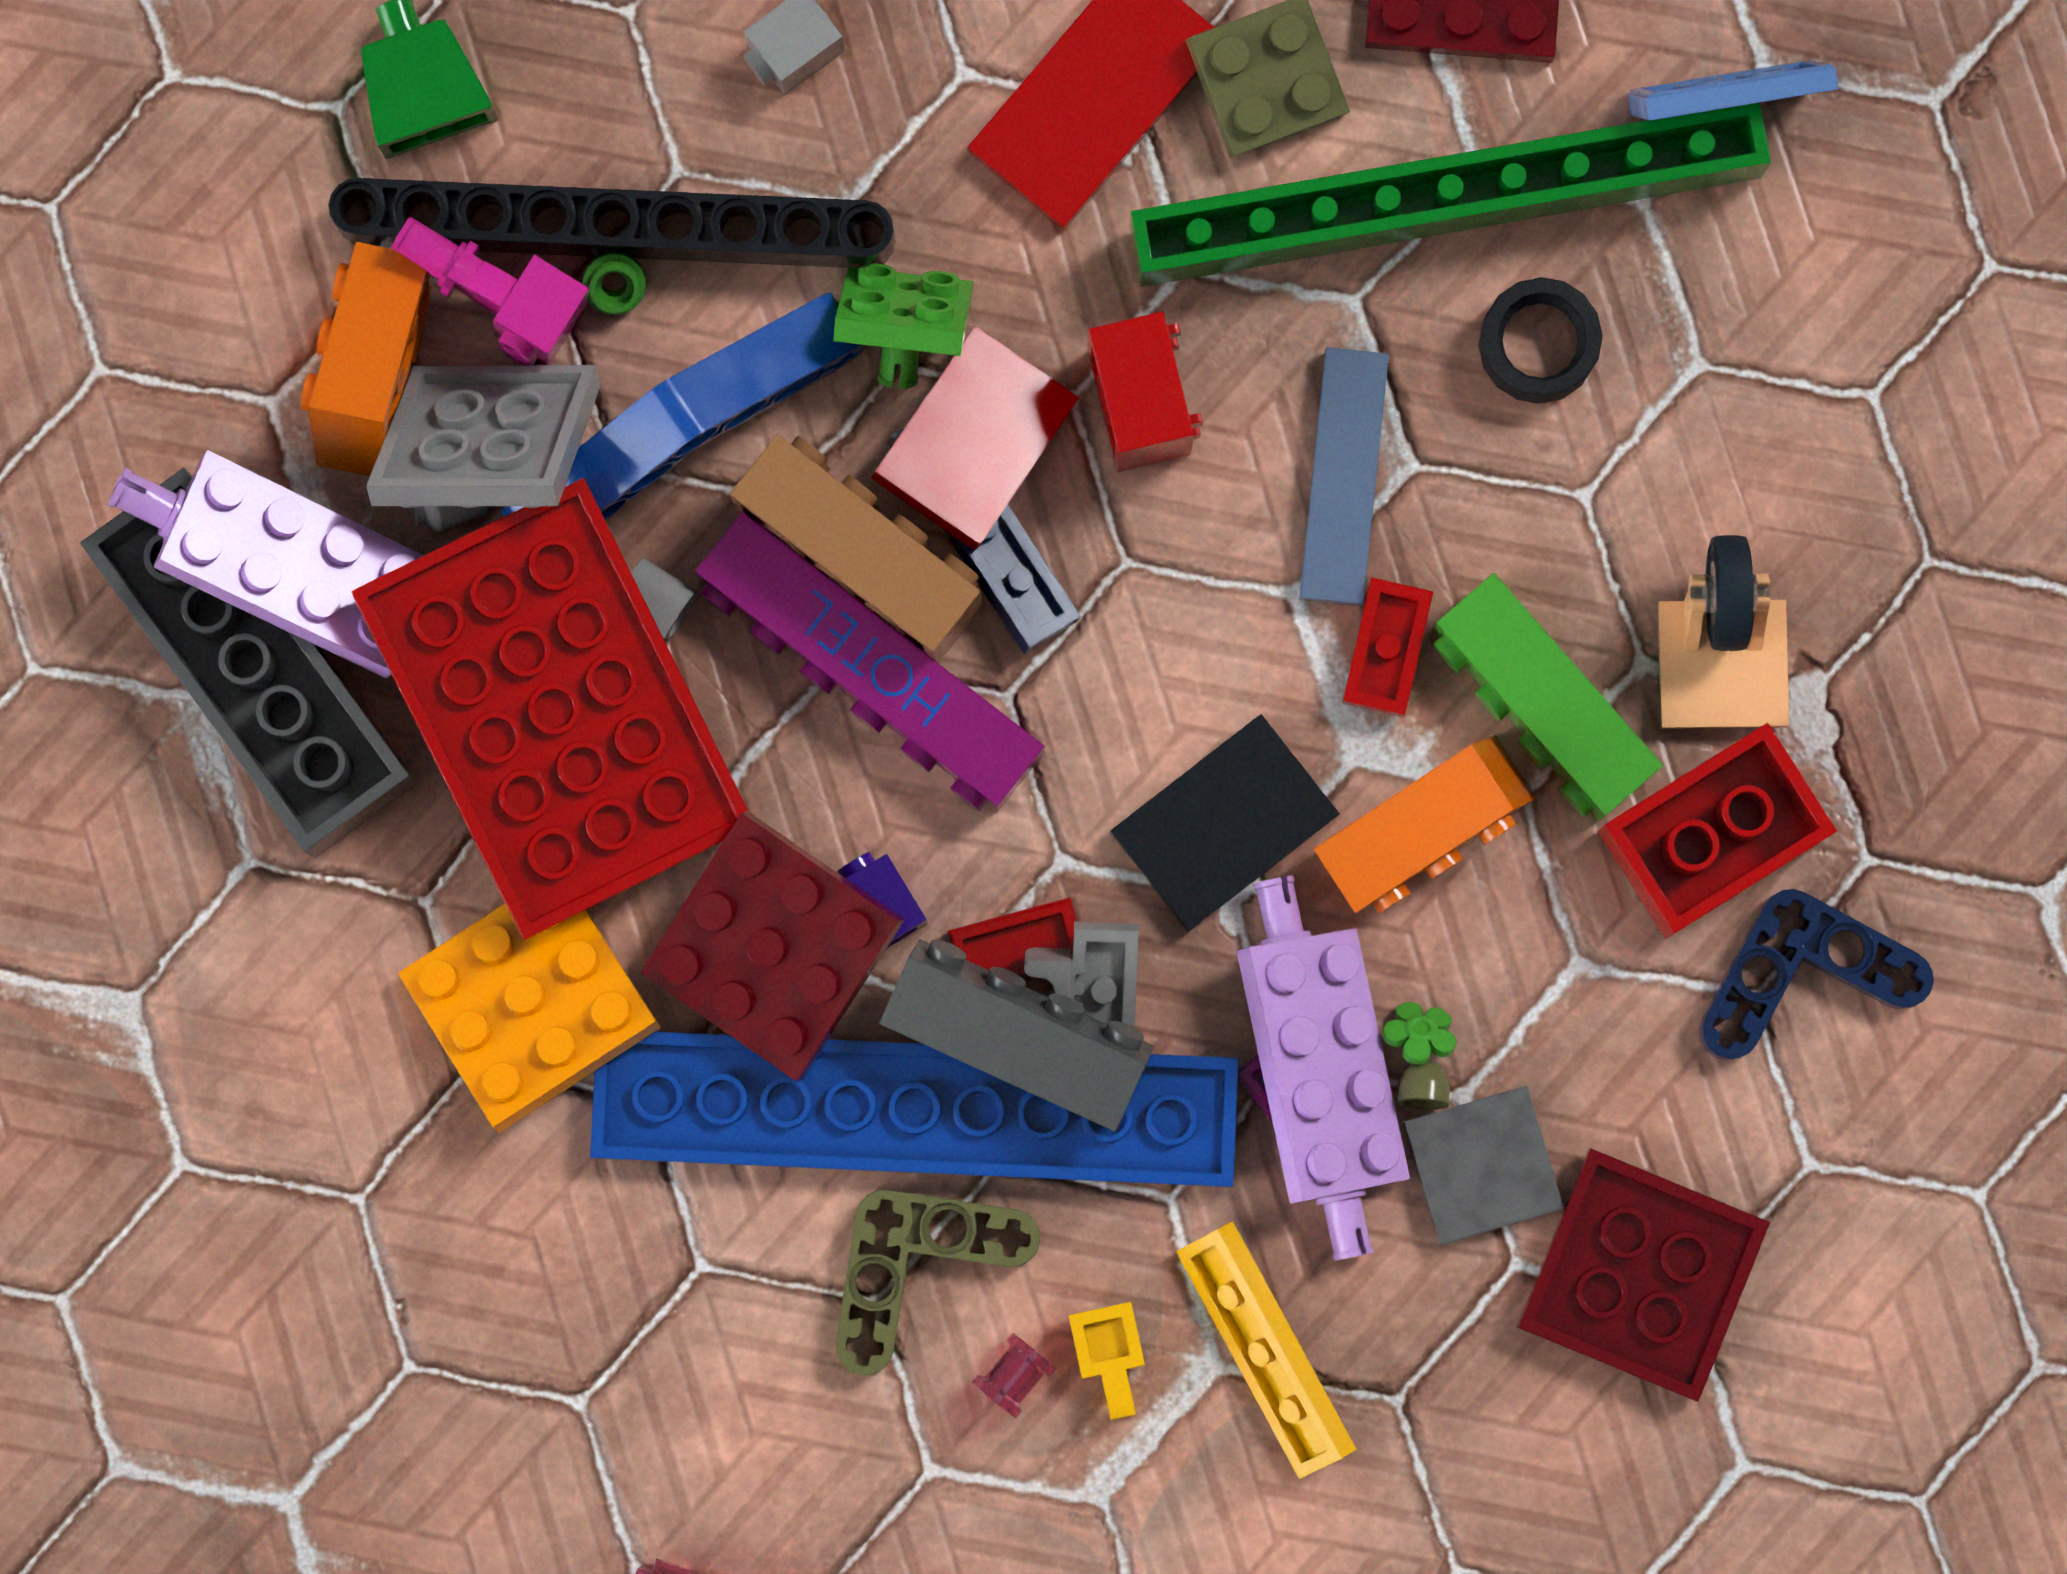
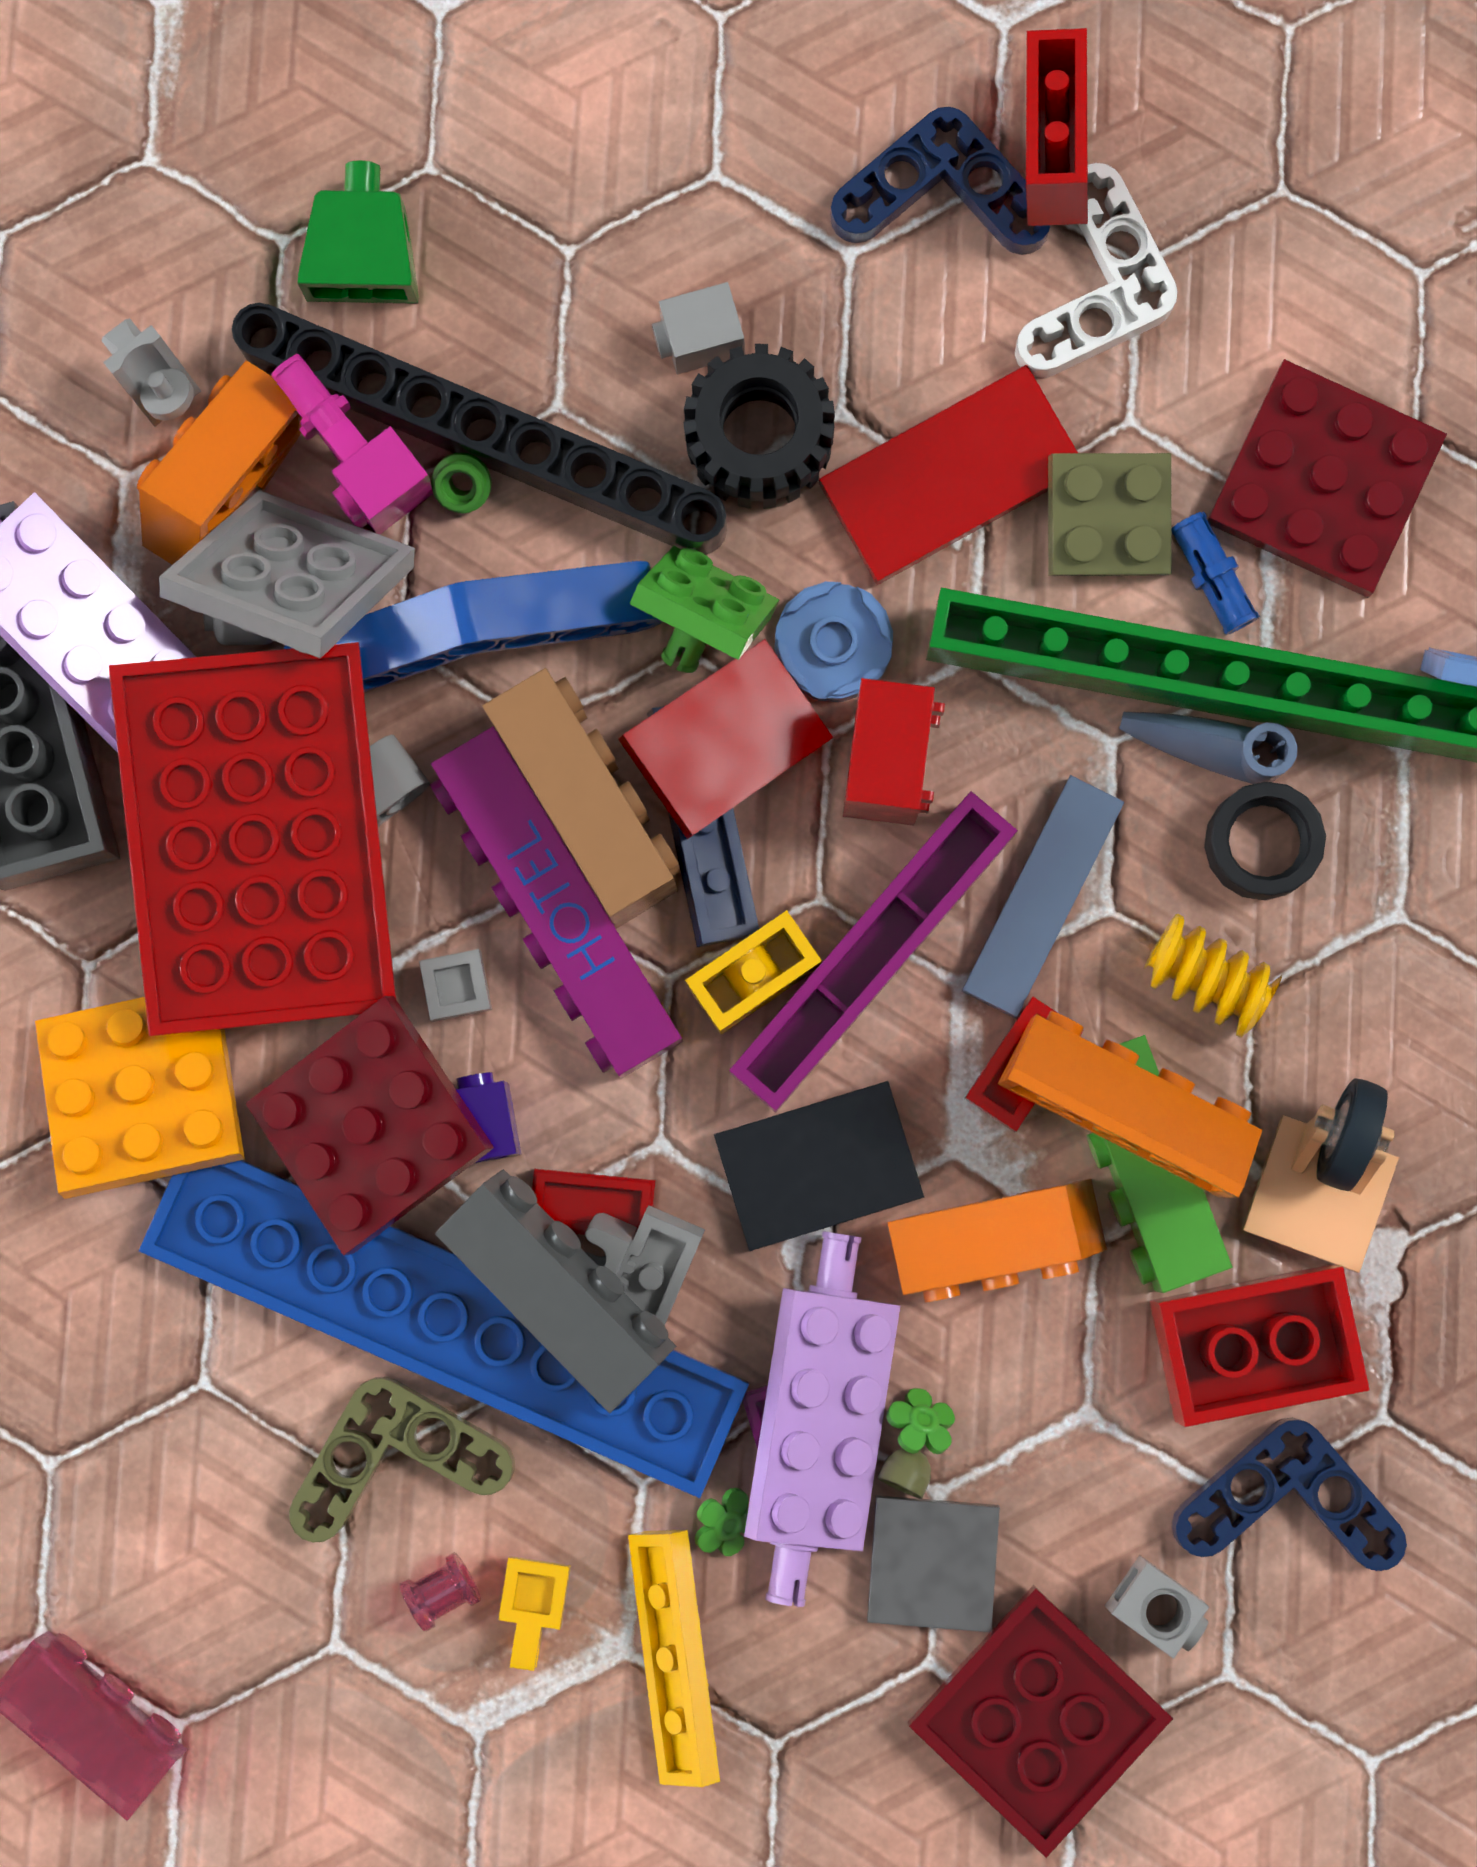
camera: 25 degrees right, 0 degrees up
(266, 290) = (149, 372): none -> light grey hips
(800, 781) = (455, 985): none -> light grey plate
(877, 67) = (755, 379): none -> black tyre
(1042, 301) = (833, 639): none -> medium blue tile
(1090, 656) = (753, 972): none -> yellow brick
(1199, 593) = (873, 951): none -> magenta brick
(1265, 1203) = (723, 1523): none -> bright green plant
(1392, 95) = (1214, 573): none -> blue pin
(1455, 263) = (1215, 743): none -> sand blue piece
(1506, 644) = (1133, 1107): none -> orange slope
(1537, 491) = (1211, 975): none -> yellow piece
(1688, 1117) = (1136, 1591): none -> light grey brick

